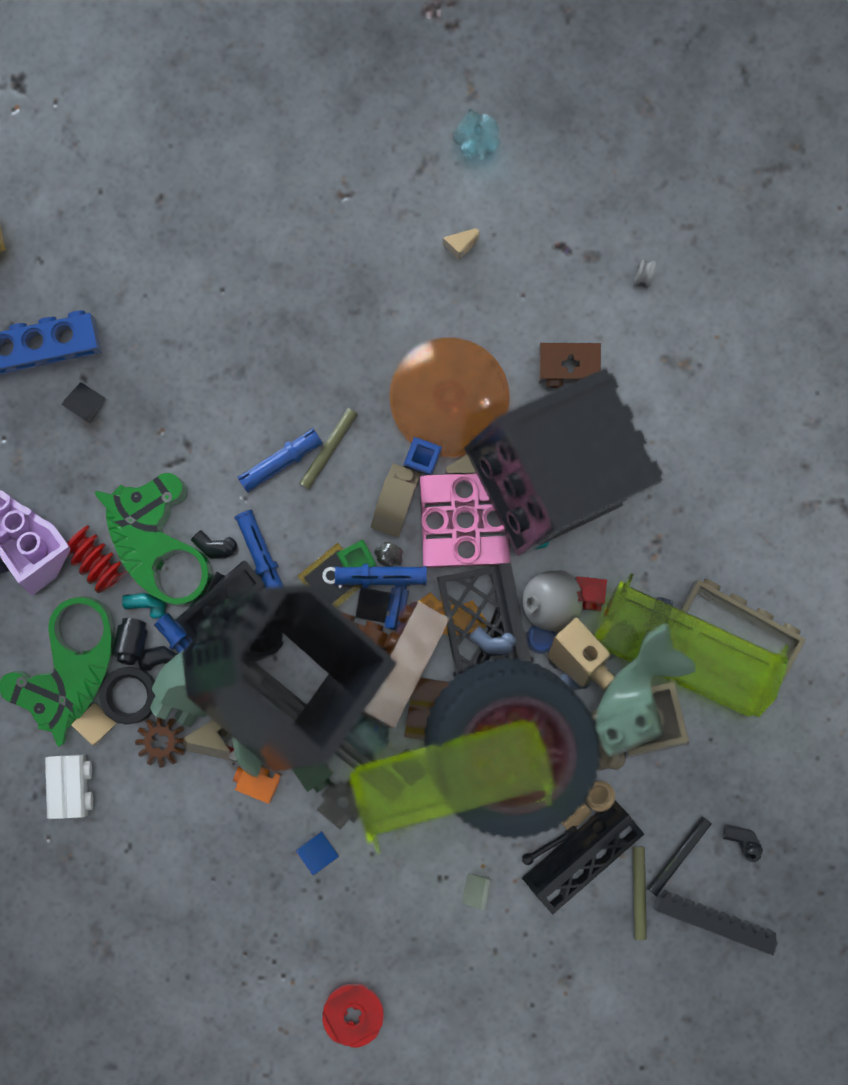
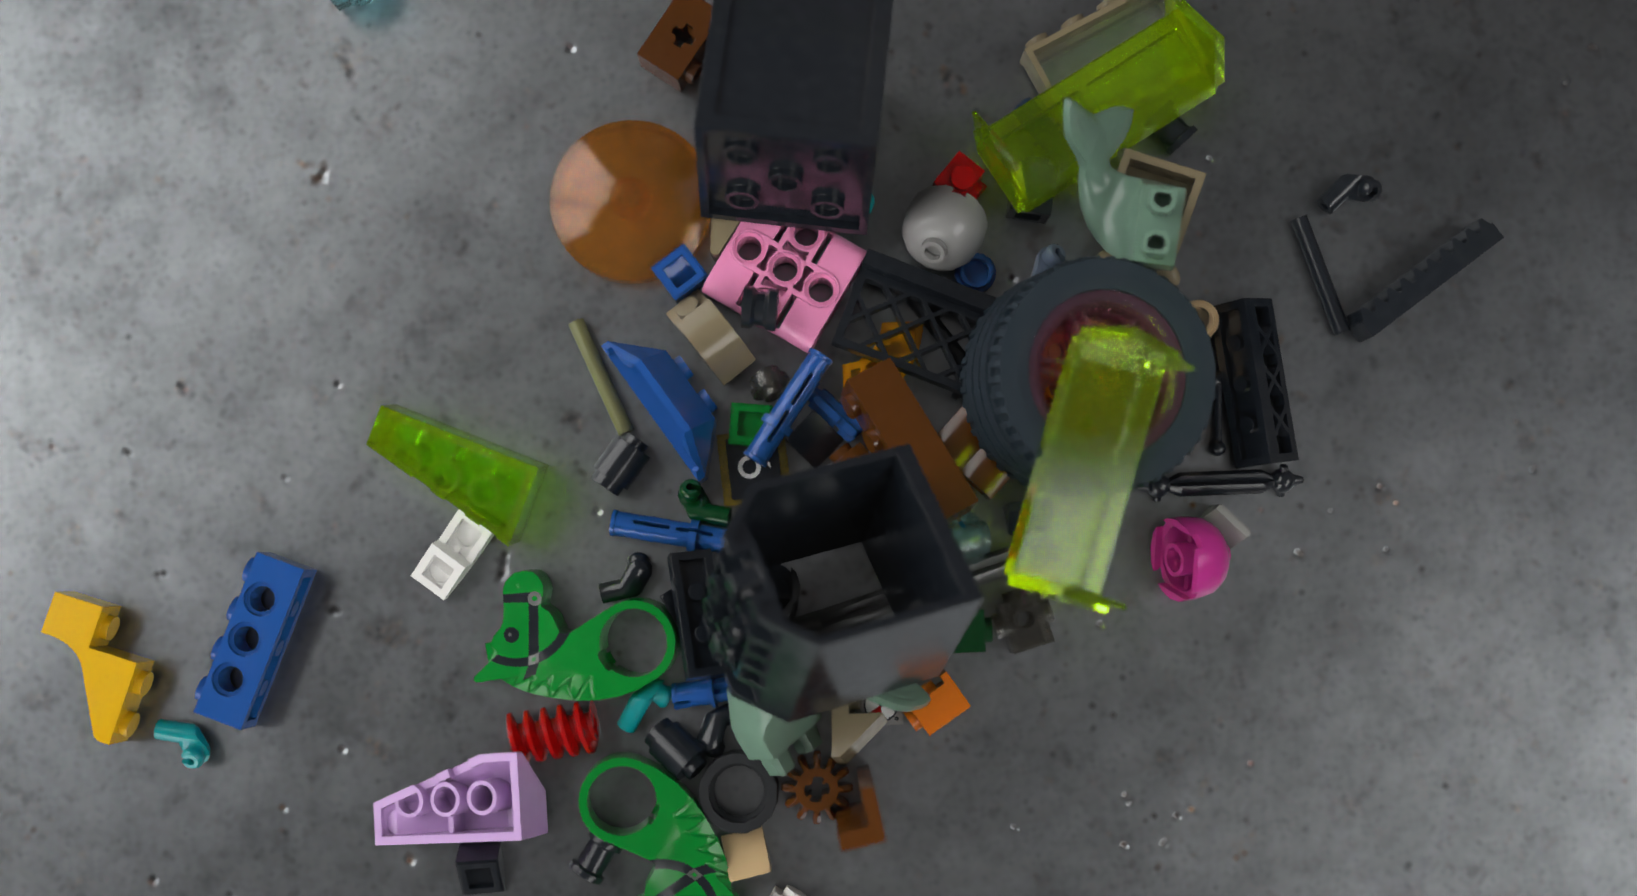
camera: 55 degrees left, 0 degrees up
(33, 634) = (594, 859): none -> black bush
(84, 402) = (360, 627): black slope -> none
(157, 779) = (861, 821): none -> reddish brown fence
(165, 429) = (452, 555): none -> white slope
(219, 408) = (473, 474): none -> clear neon green wedge
(282, 495) = (620, 463): none -> black brick
(283, 458) = (578, 439): blue pin -> none
(286, 560) = (699, 506): none -> dark green arm
(317, 853) = (1061, 686): blue slope -> none
(339, 502) = (670, 400): none -> blue wedge
(348, 1032) = (1290, 781): red plate -> none
(429, 520) = (760, 308): none -> black wheel
(447, 884) = (1191, 557): none -> dark pink cylinder
(461, 242) = (461, 75): tan slope -> none
(491, 645) = (953, 327): sand blue arm -> none
(507, 876) = (1224, 483): none -> black wheel
(581, 655) = (1029, 234): tan torso -> none
(639, 883) = (1334, 346): olive bar -> none
(709, 708) = (1175, 134): none -> black bush

